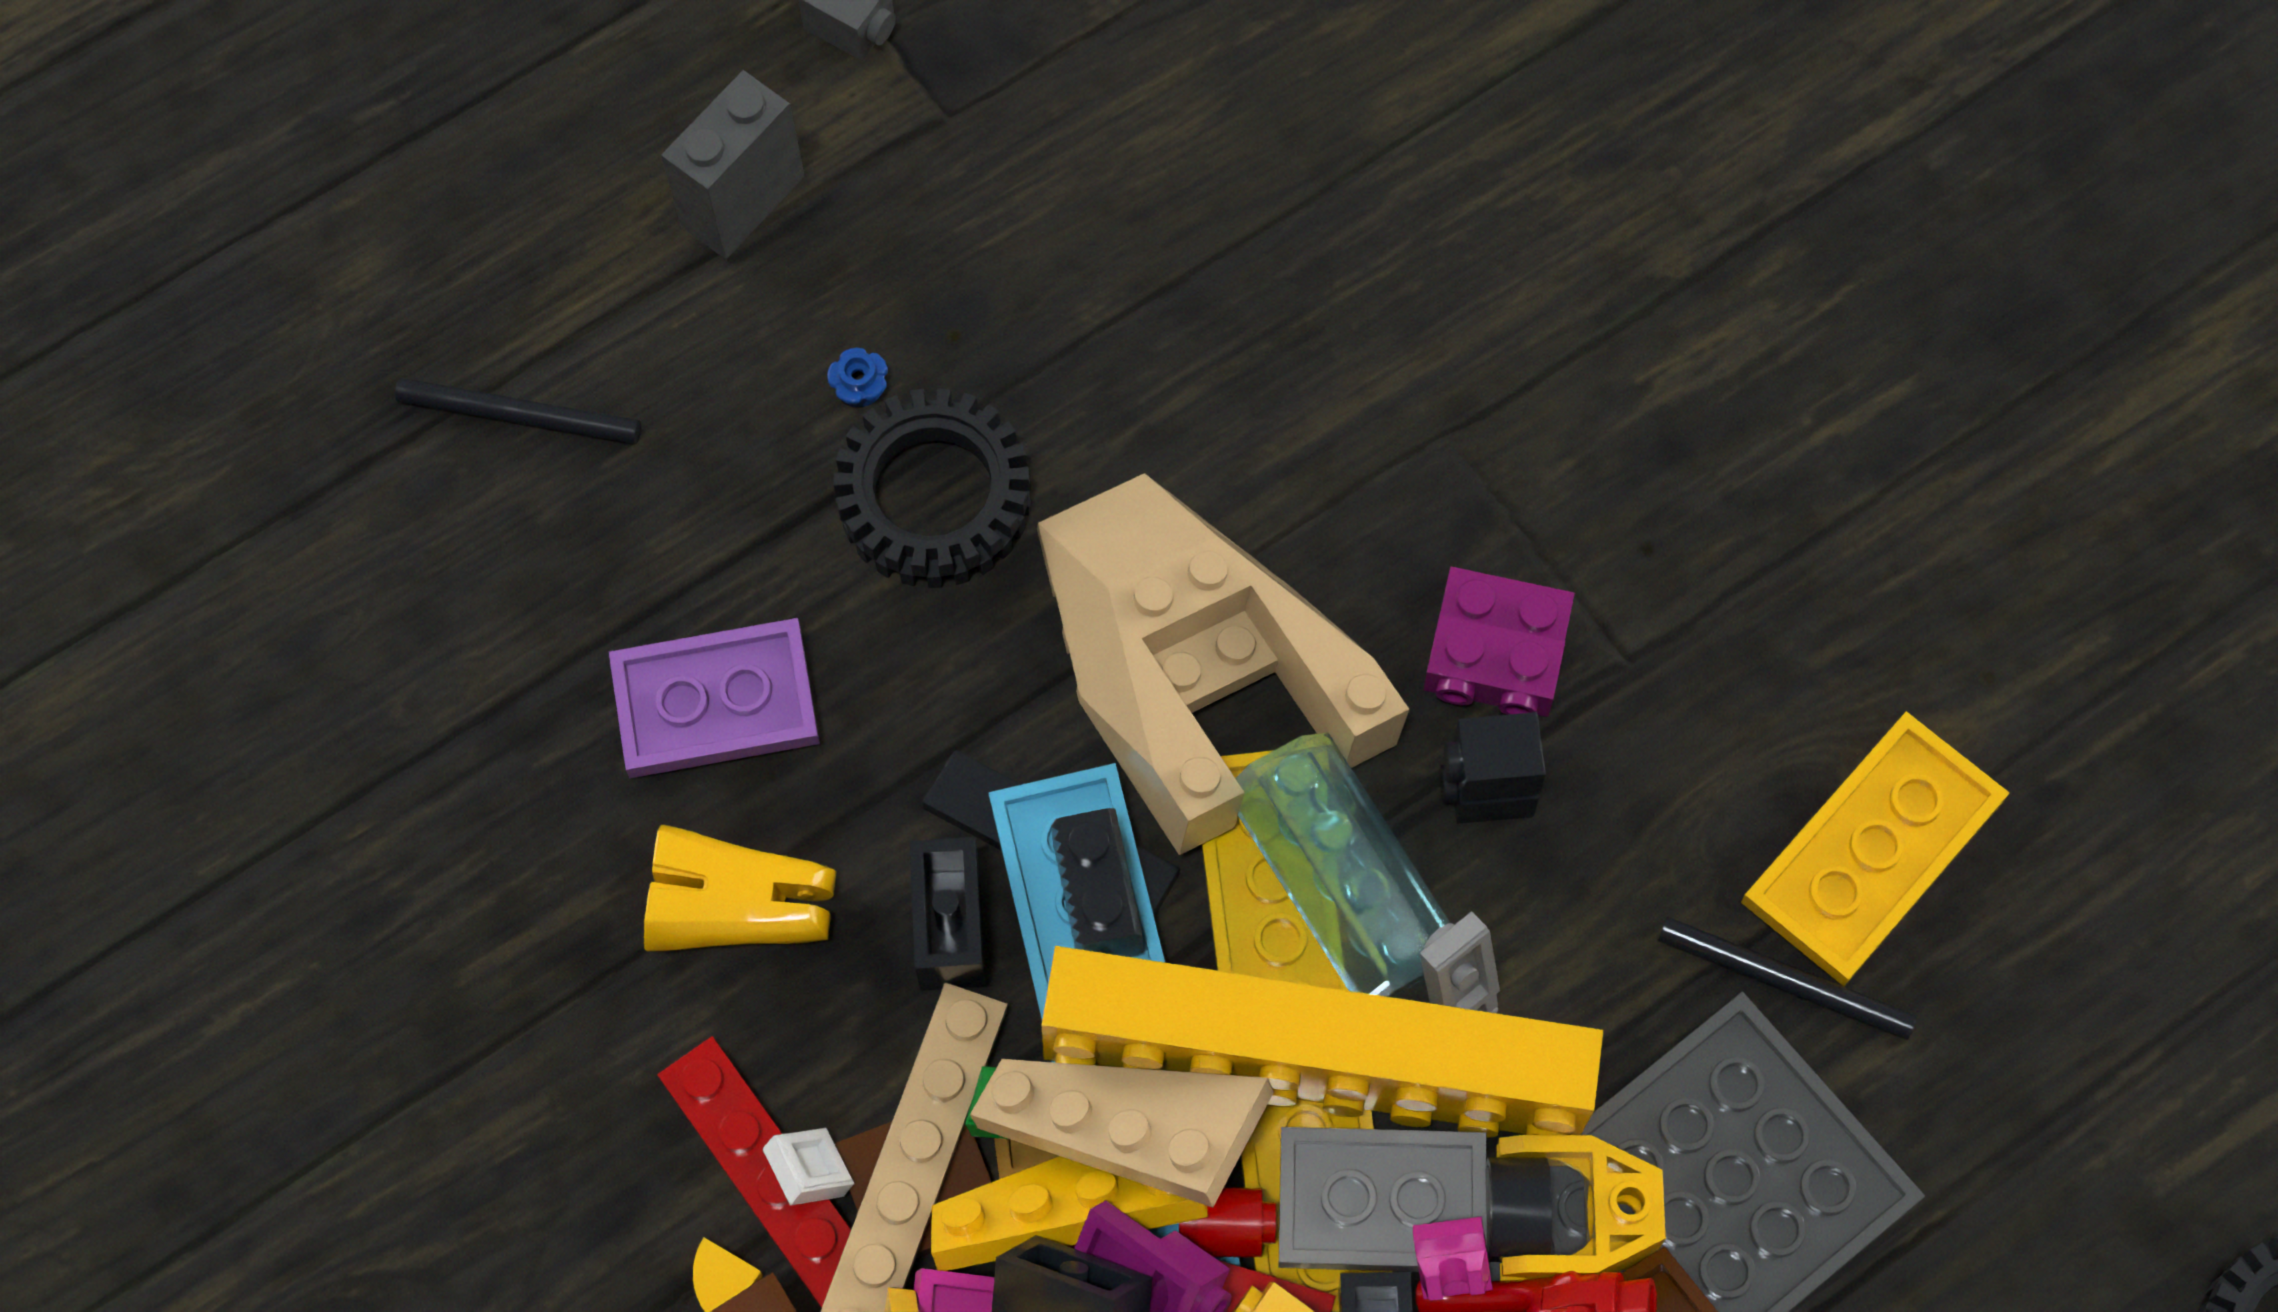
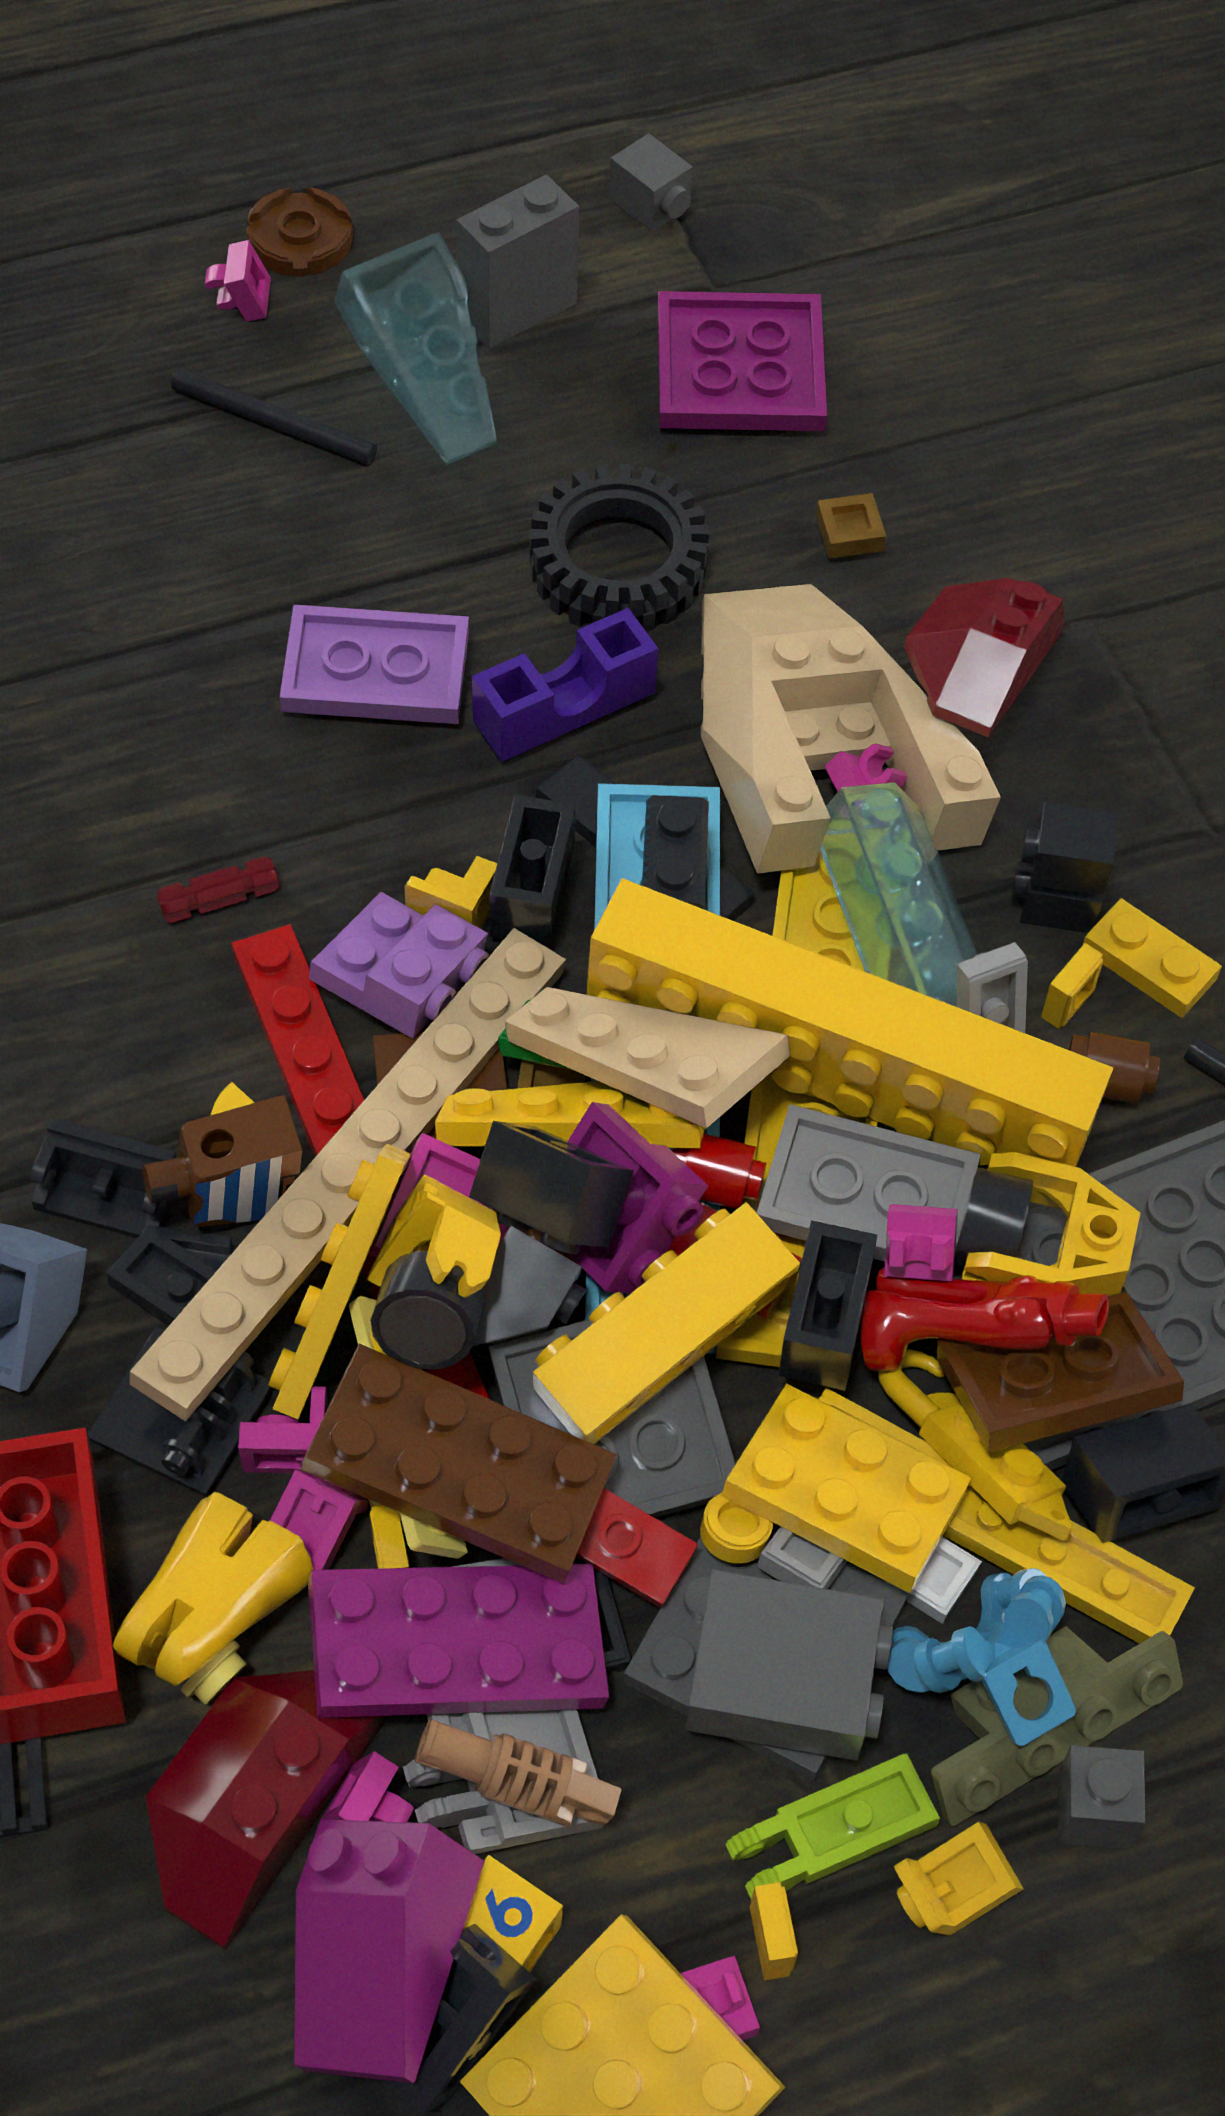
camera: 10 degrees right, 10 degrees down
(437, 252) = (243, 282): none -> dark pink tile
(479, 163) = (300, 231): none -> reddish brown tile
(624, 1012) = (217, 889): none -> dark red axle
(650, 277) = (419, 337): none -> clear light blue wedge
(731, 895) = (337, 815): yellow piece -> none
(808, 1166) = (344, 1043): white tile -> none
(839, 1053) = (401, 962): none -> medium lavender plate
(861, 391) = (577, 452): blue plate -> none
(872, 959) = (461, 896): none -> yellow panel
(955, 654) = (605, 672): none -> dark purple arch
(1002, 214) = (741, 361): none -> magenta plate
(1169, 393) = (850, 525): none -> pearl gold plate
(1262, 712) = (854, 770): none -> dark pink tile
(1343, 532) = (982, 648): none -> dark red wedge
(1498, 643) = (1099, 772): magenta plate -> none
(1530, 896) = (1072, 986): none -> yellow tile
(1589, 980) = (1132, 1065): none -> reddish brown brick
(1599, 833) = (1153, 958): none -> yellow plate

